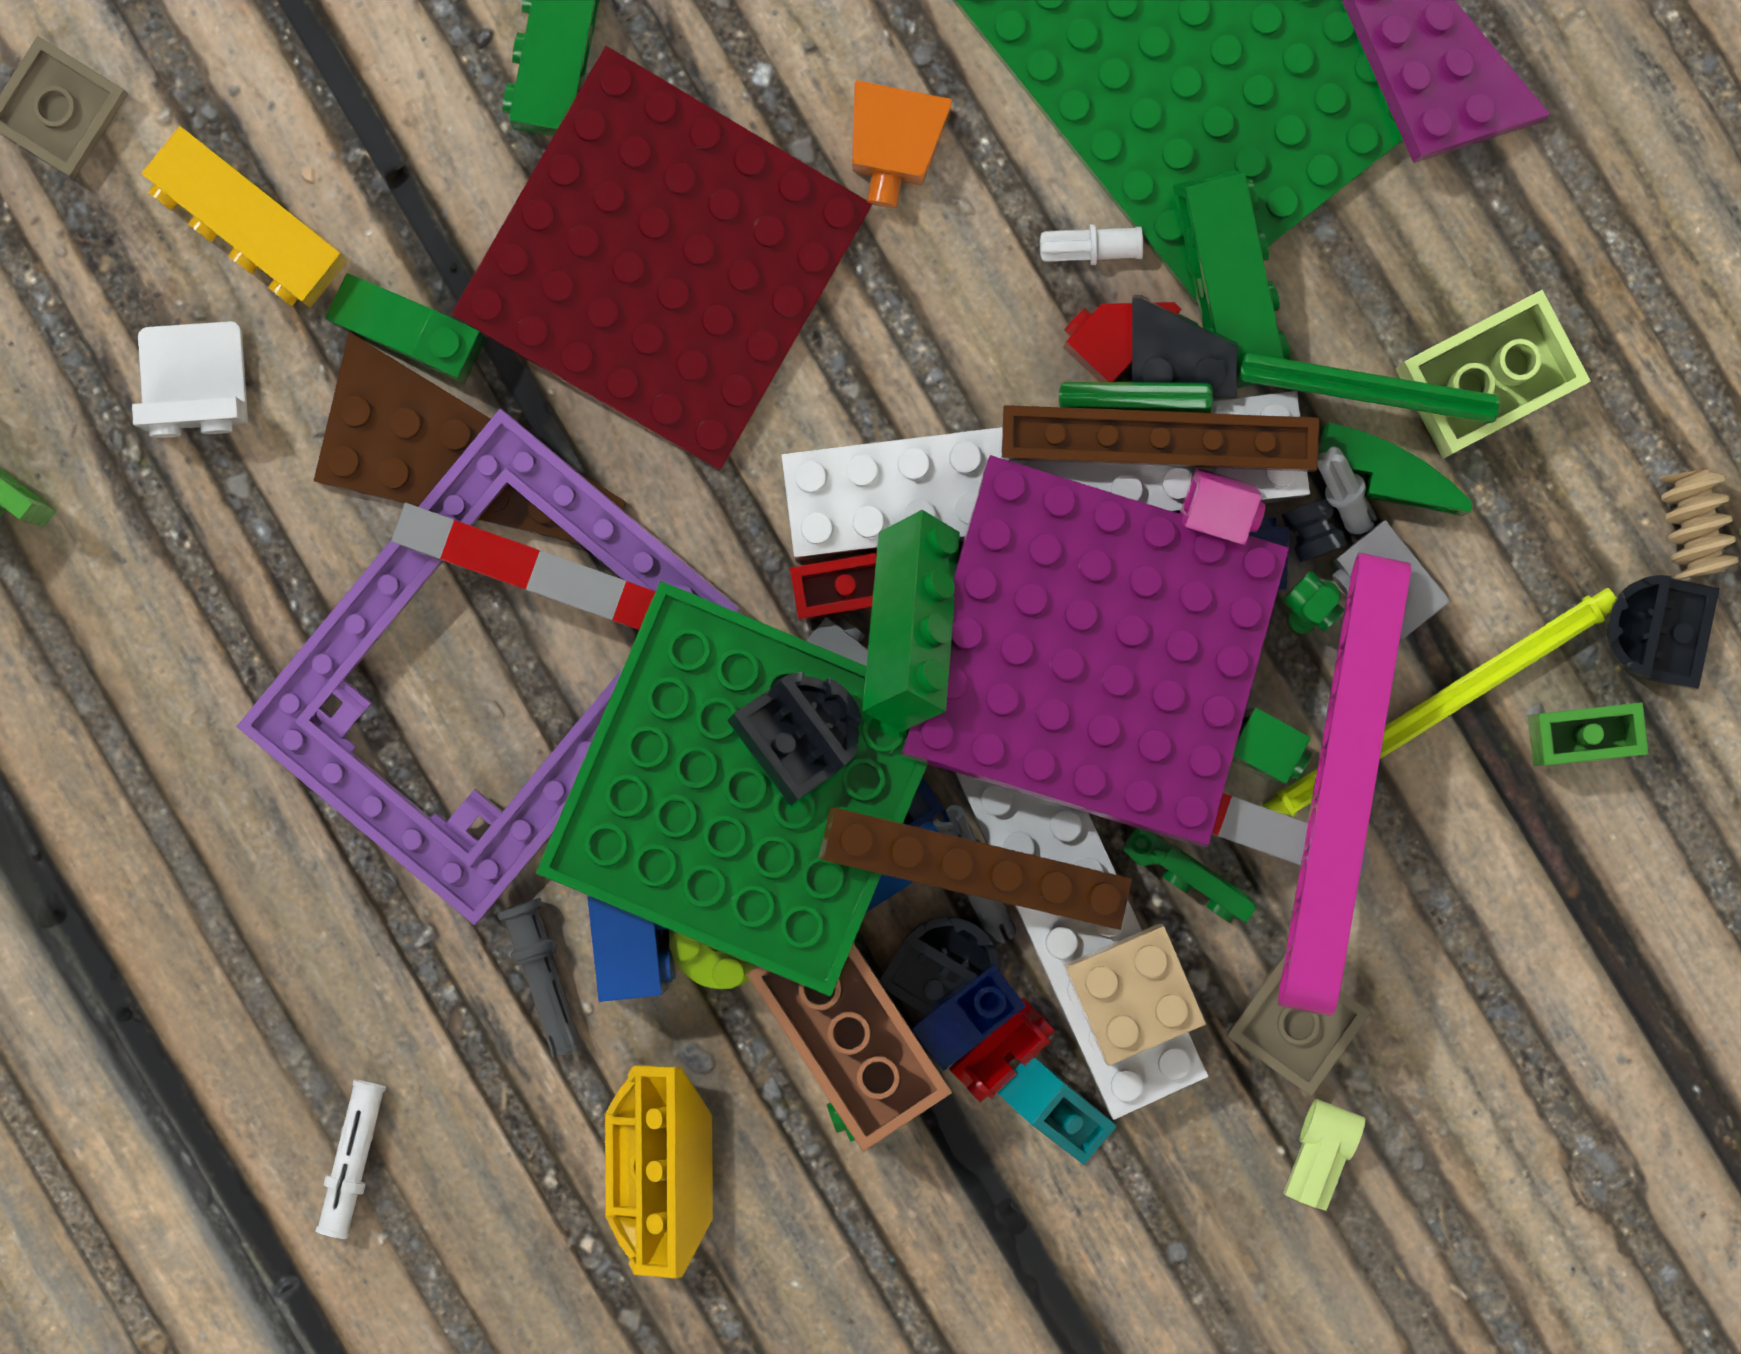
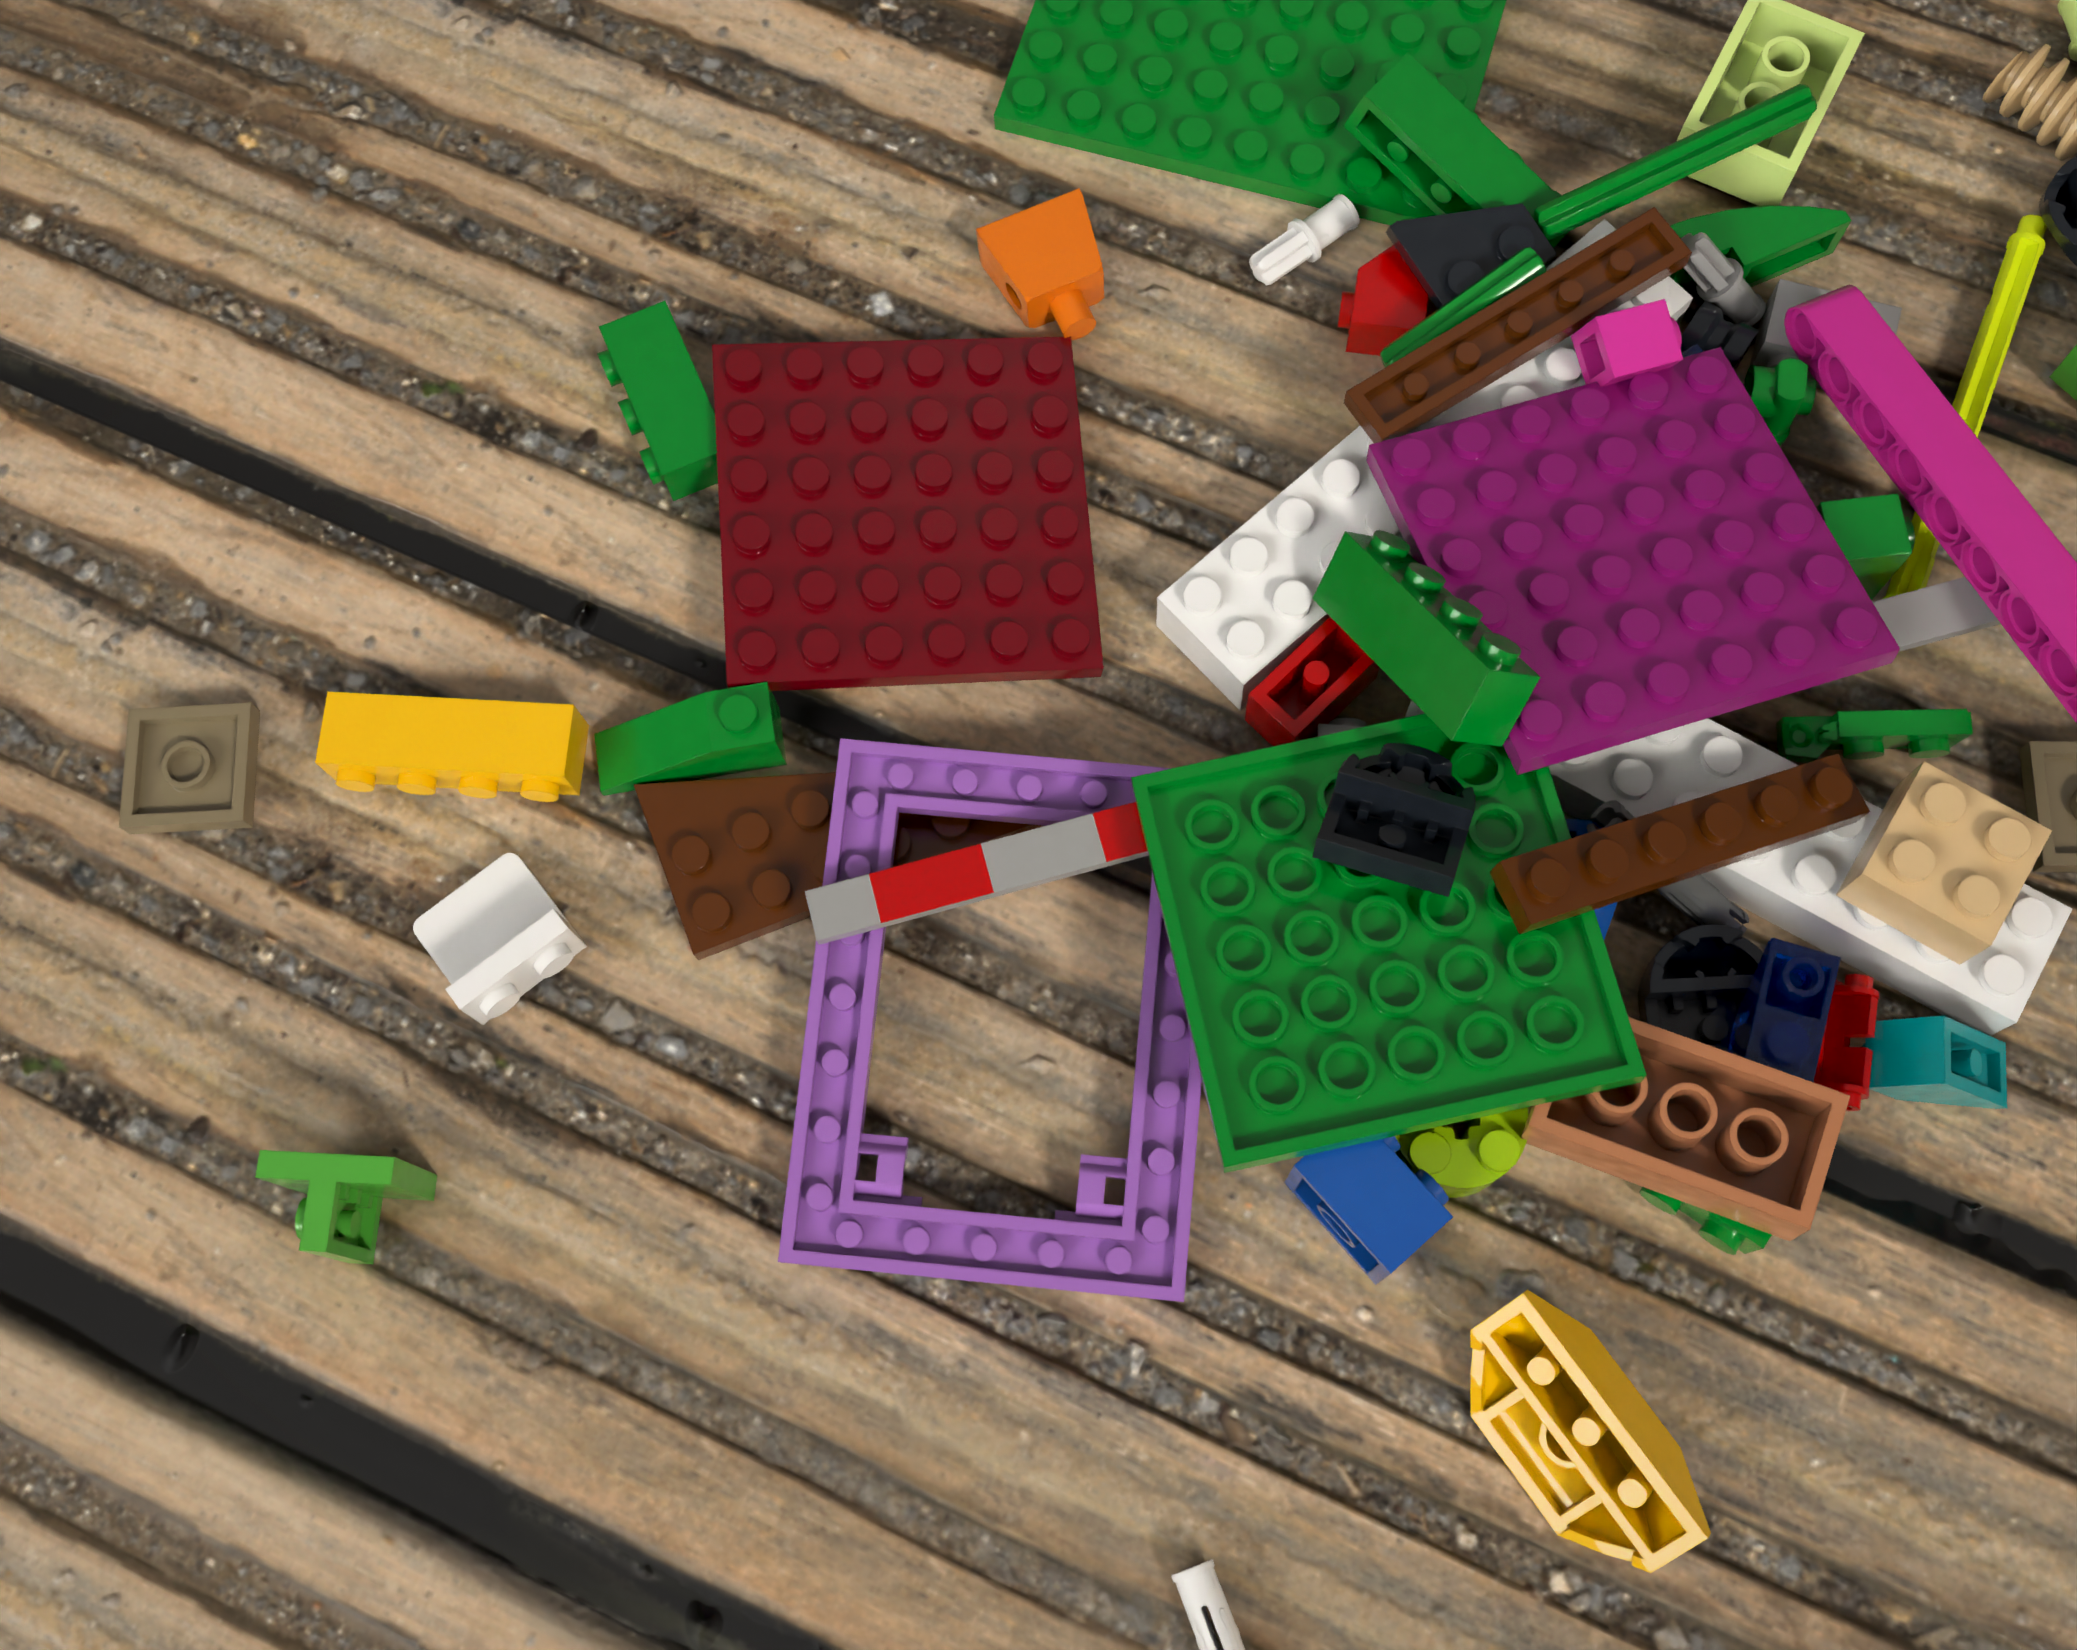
camera: 30 degrees left, 15 degrees down
(534, 953) = (1269, 1289): dark grey pin -> none

